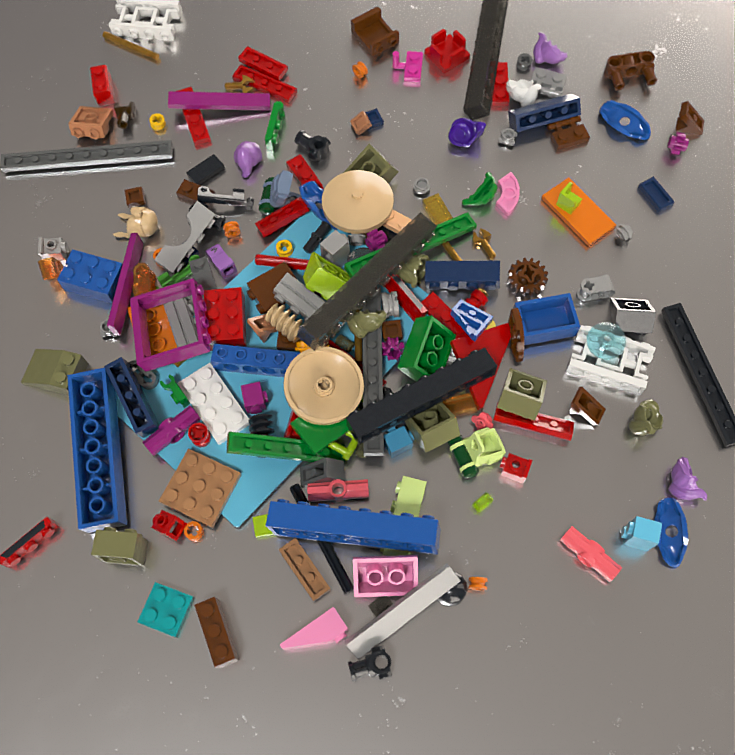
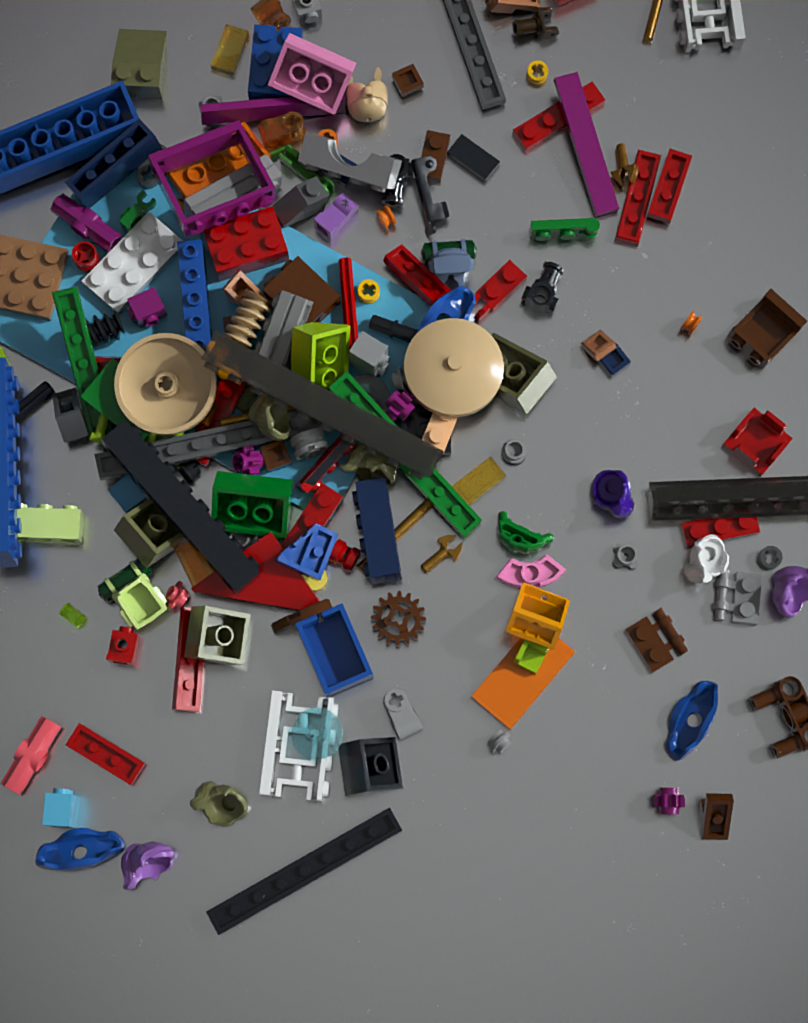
camera: 70 degrees right, 10 degrees up
(67, 308) = (229, 50): none -> clear yellow tile
(111, 244) = (311, 73): none -> bright pink slope
(246, 156) = (505, 206): medium lavender hair -> none
(324, 491) = (55, 452): coral piece -> none
(412, 66) = (720, 396): dark pink plate -> none
(544, 112) = (674, 598): dark blue brick -> none
(545, 186) = (532, 608): none -> light orange window
(587, 406) = (220, 723): reddish brown slope -> none
(597, 497) = (105, 754): none -> red plate
(656, 194) = (578, 781): dark blue tile -> none

